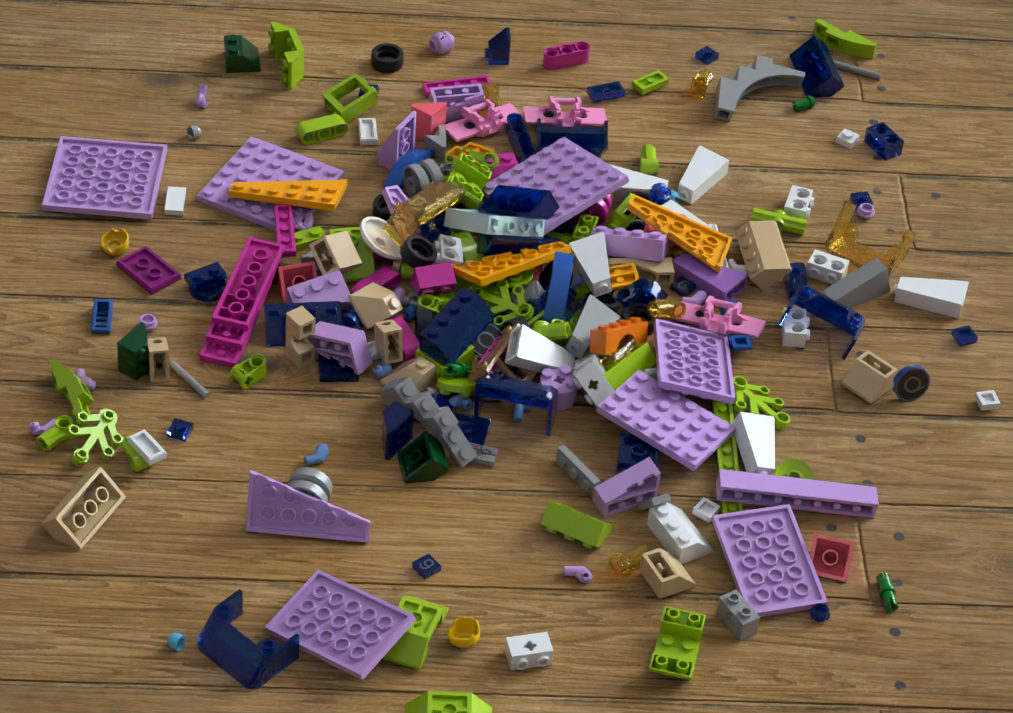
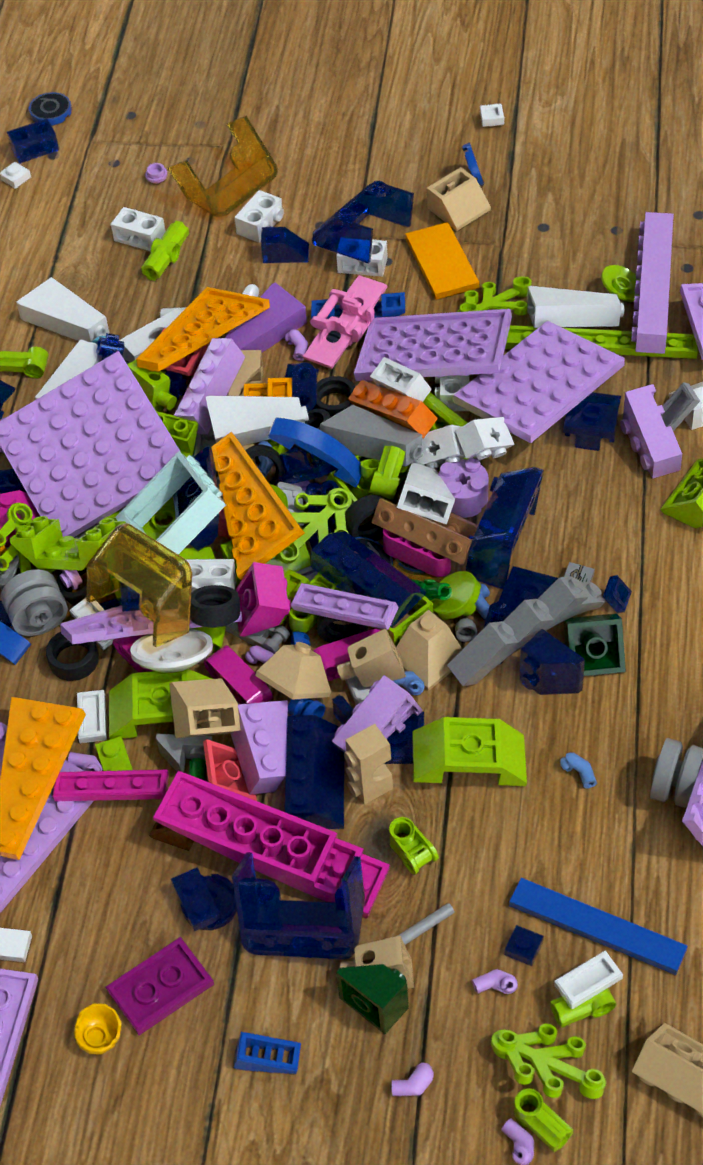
camera: 75 degrees left, 10 degrees up
(72, 387) = (431, 1096): lime slope -> none
(149, 320) = (287, 986): lavender plate -> none
(153, 415) = (496, 980): none -> lavender arm
(189, 315) = (298, 927): none -> clear blue windscreen
(195, 465) = (598, 926): none -> blue tile
(320, 397) = (471, 747): none -> lime slope
(343, 222) = (94, 724): none -> white tile
(423, 312) = (344, 606): none -> lavender tile
(469, 472) = (617, 594): none -> clear blue tile
(520, 202) = (154, 473): clear blue slope -> none
(577, 470) = (612, 482): light grey plate -> none
(635, 332) = (400, 379): none -> white brick
(667, 308) = (331, 362): clear yellow piece -> none
(683, 286) = (273, 353): clear blue tile -> none
(706, 509) = (673, 368): white plate -> none
(763, 252) = (233, 262): tan slope -> none
(804, 376) = (442, 260): none -> light orange tile
(860, 197) = (133, 176): clear blue plate -> none
(861, 285) = (301, 189): light grey slope -> none
(928, 148) = (50, 106): none -> tile
(932, 294) = (317, 133): white slope -> none
(964, 335) = (385, 119): clear blue plate -> none

